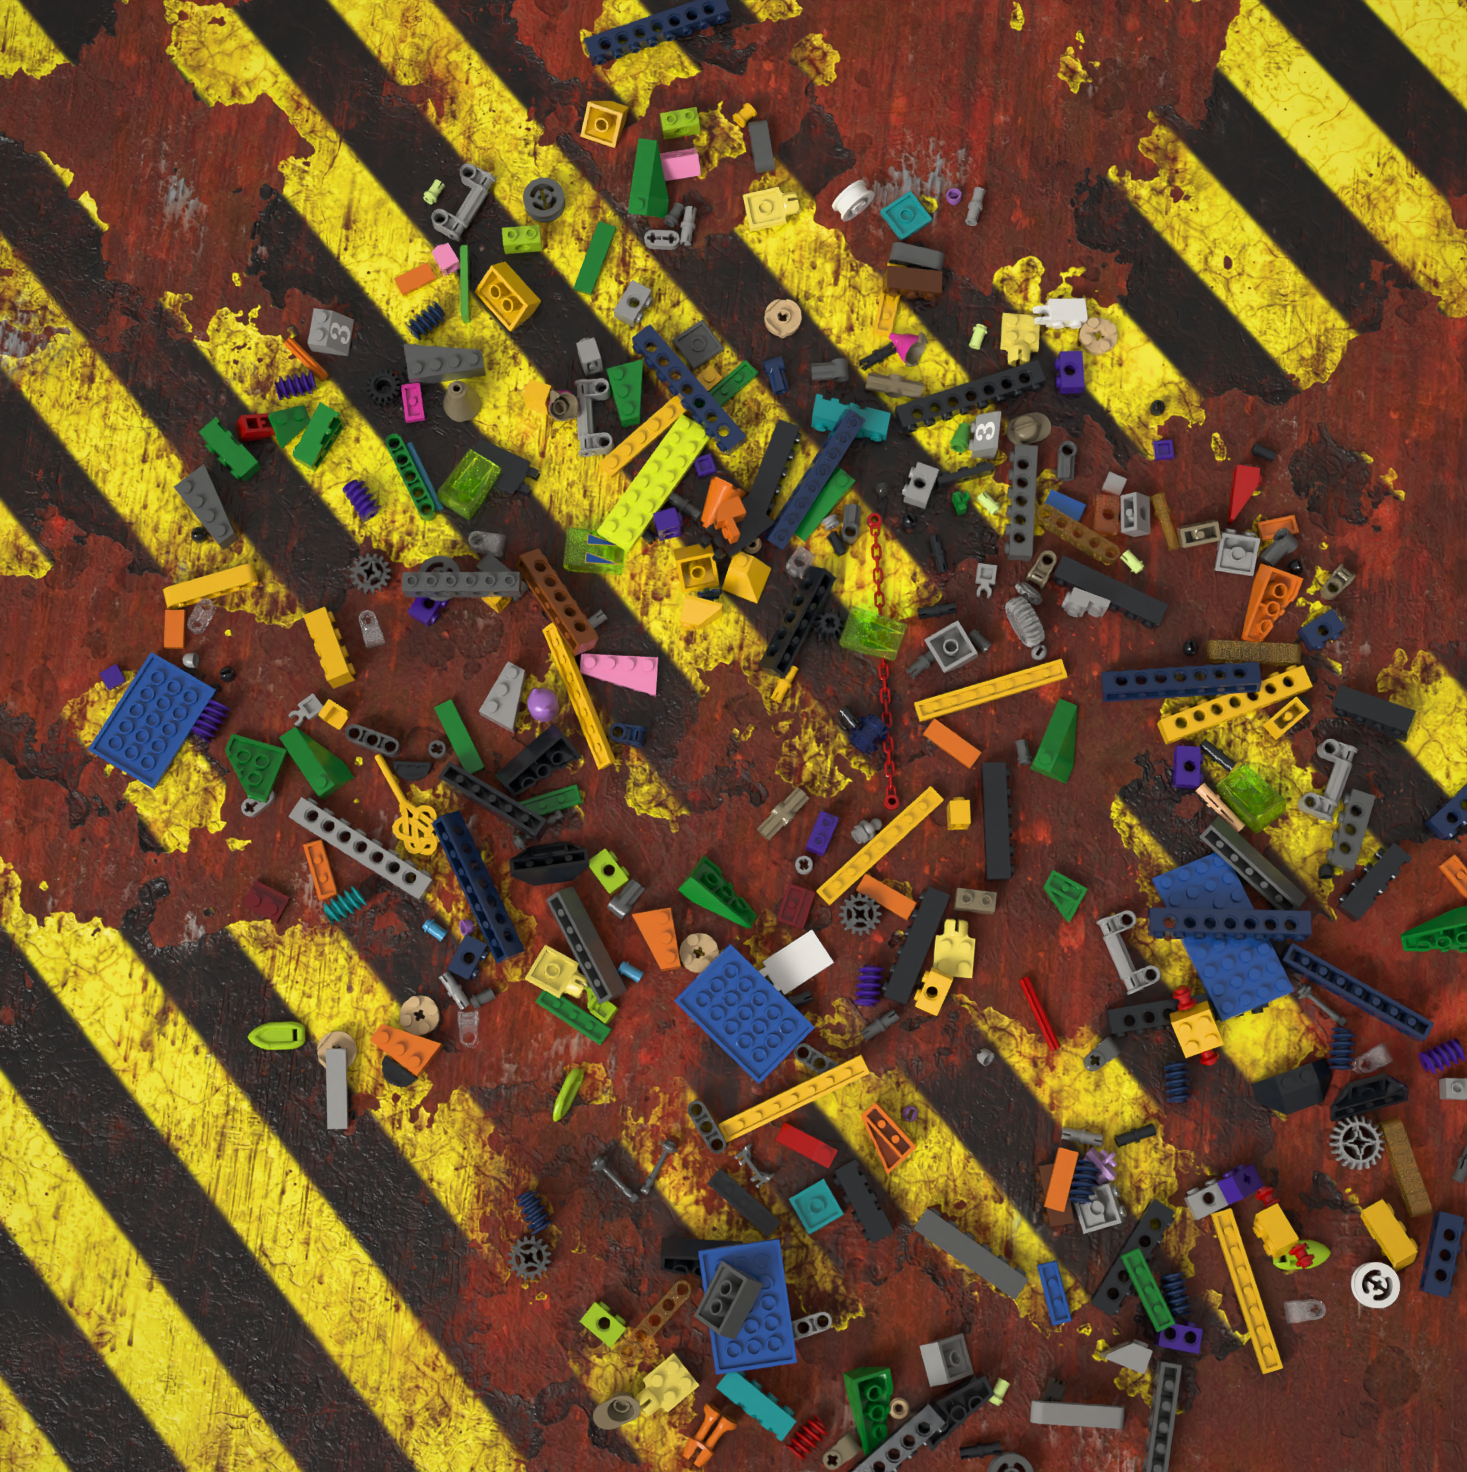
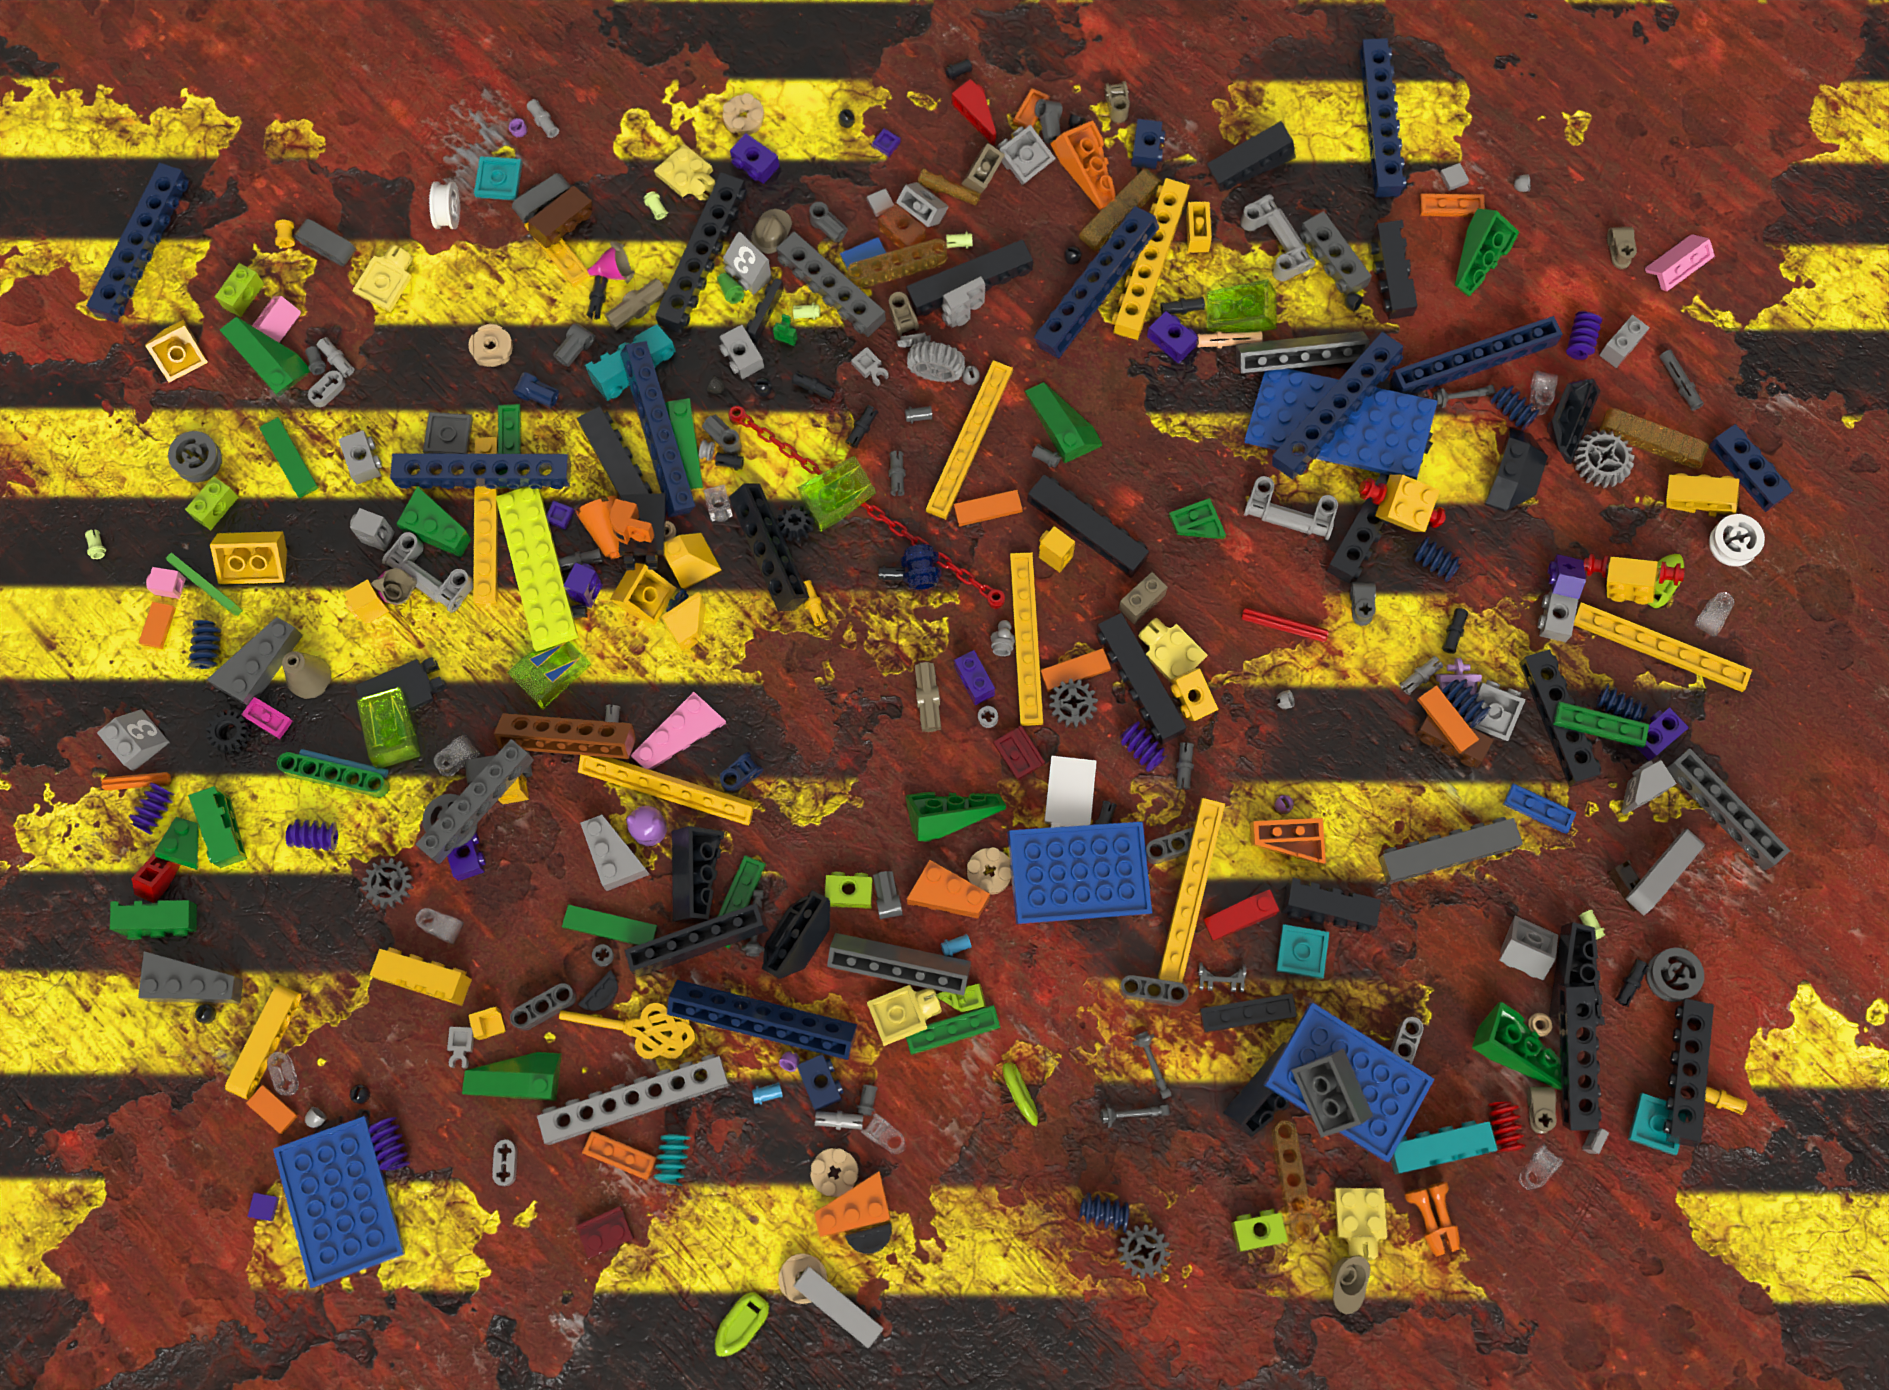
camera: 50 degrees left, 5 degrees down
(255, 765) = (468, 1136): green plate -> none
(480, 184) = (127, 499): light grey piece -> none
(951, 647) = (905, 437): light grey slope -> none
(1062, 313) = (698, 123): white hinge -> none

